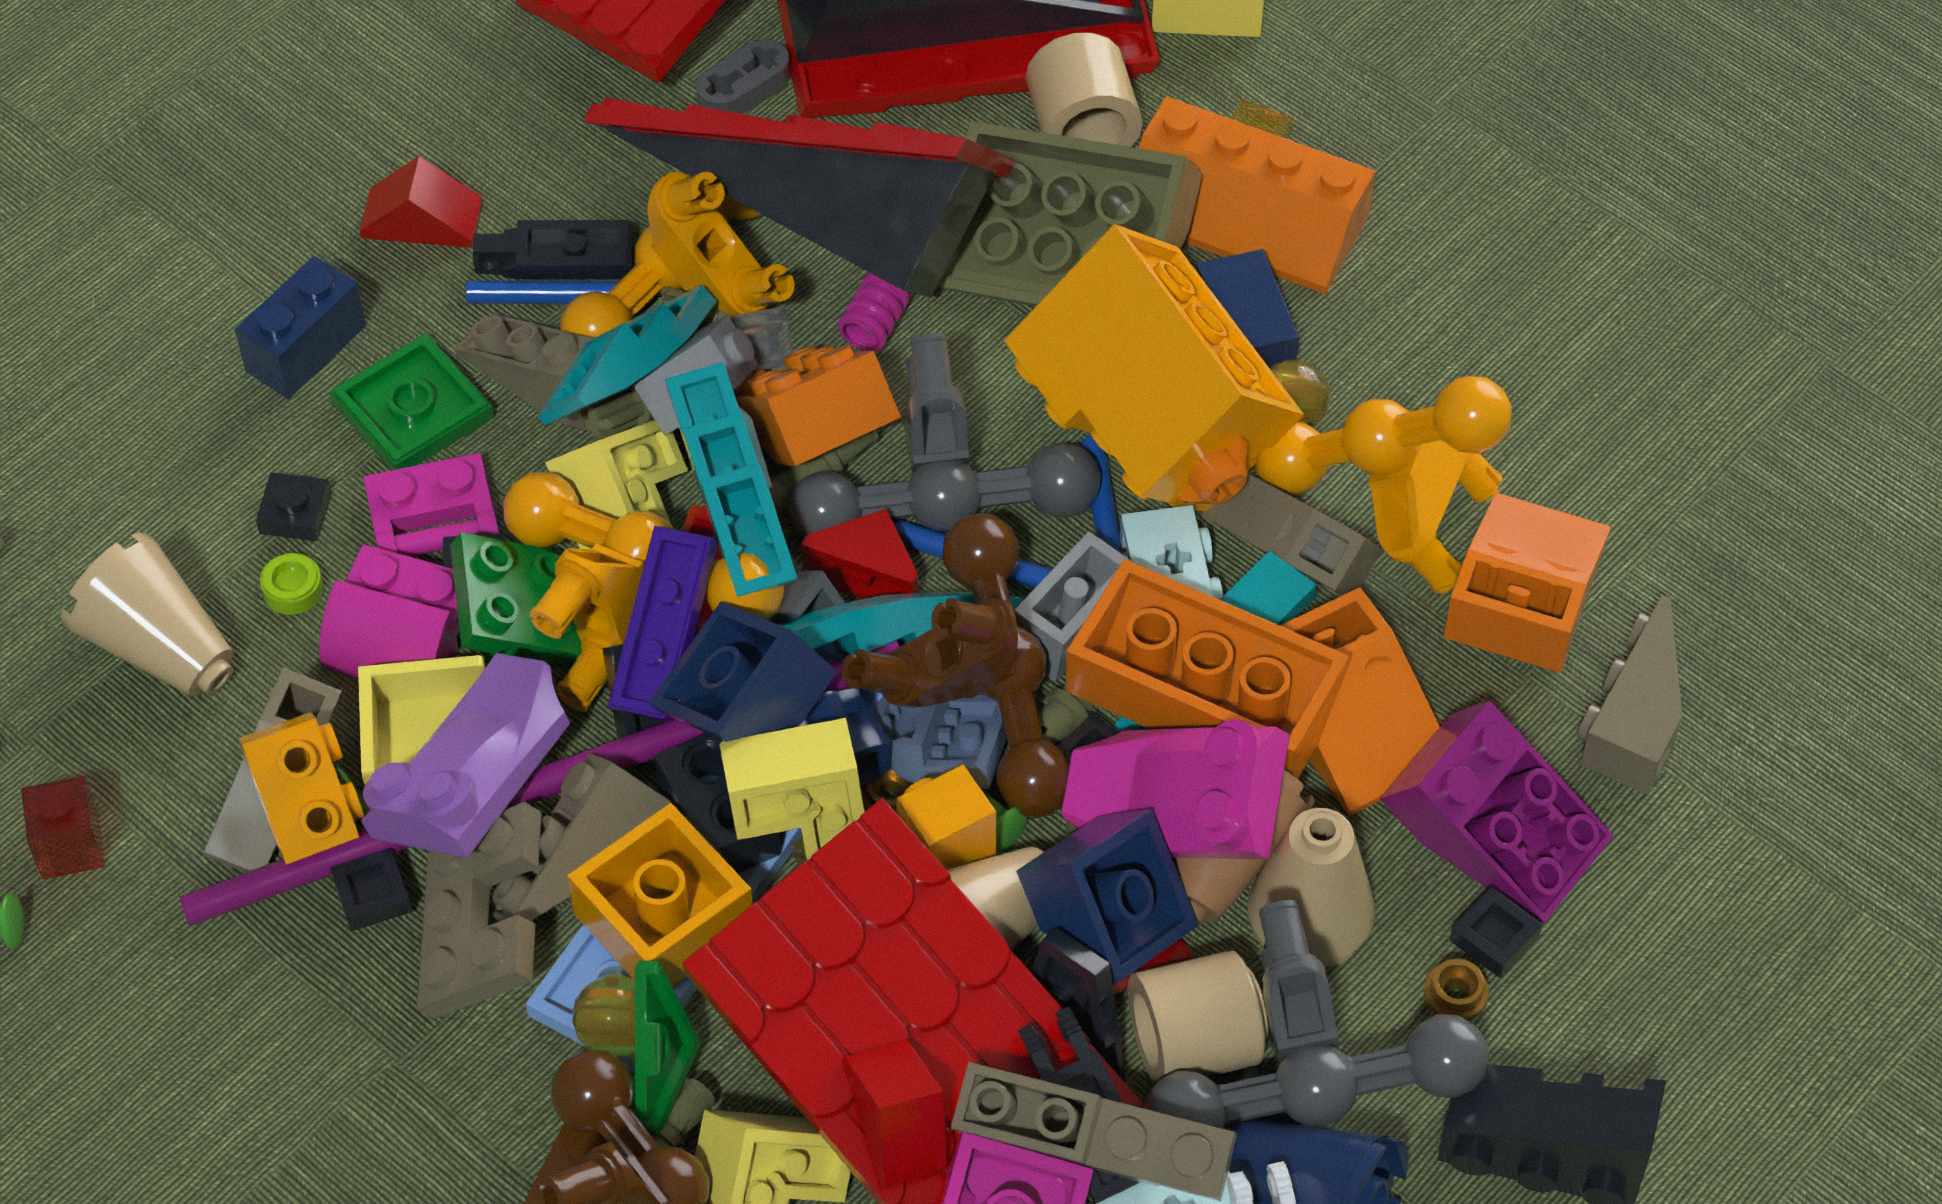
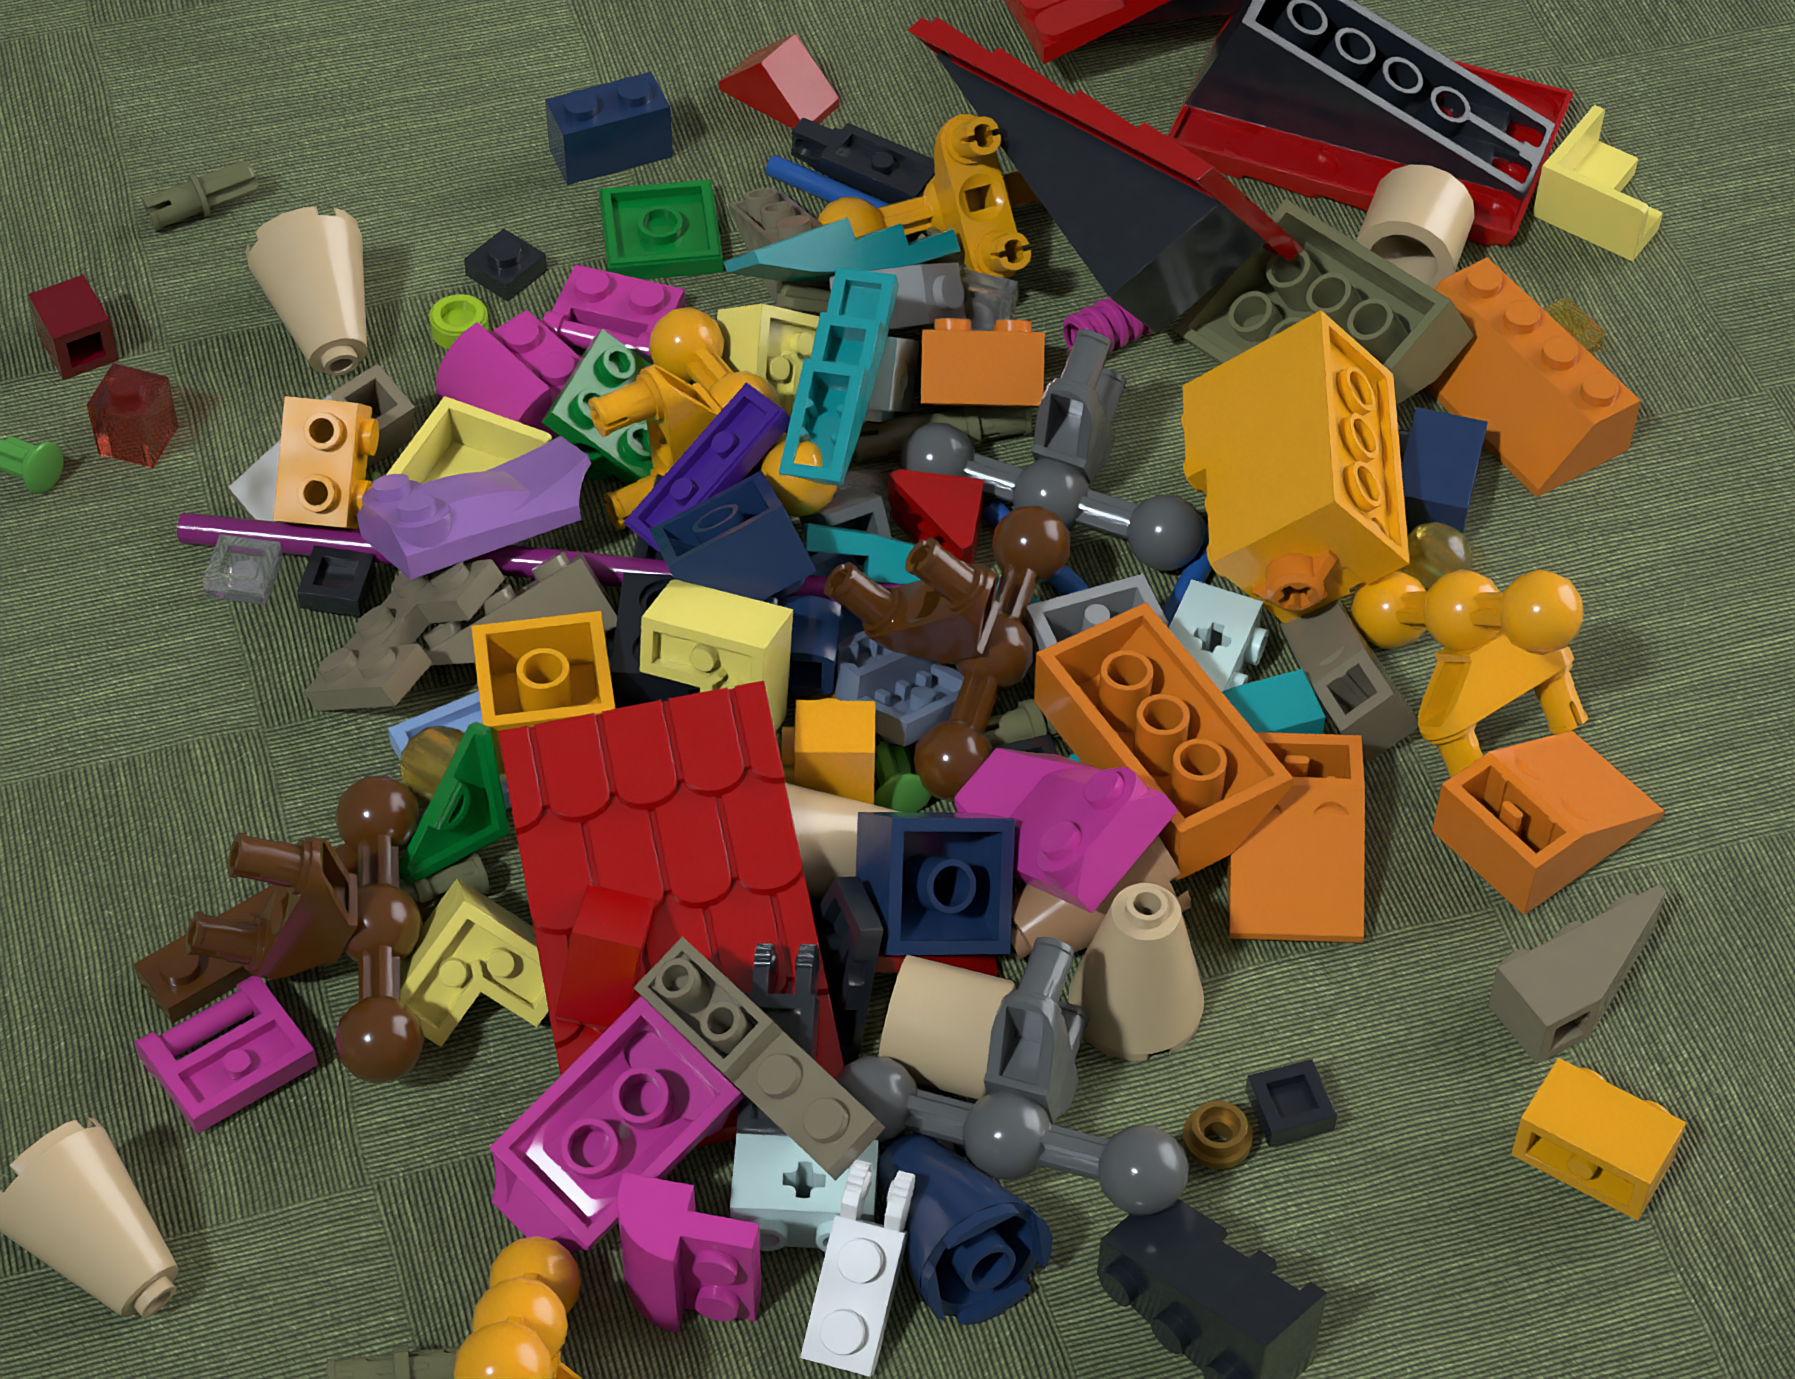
camera: 30 degrees right, 5 degrees down
(275, 922) = (242, 569): none -> clear plate
(739, 77) = (1134, 96): dark grey beam -> none
(1497, 811) = (1369, 1003): magenta slope -> none
(1749, 834) = (1598, 1138): none -> light orange brick

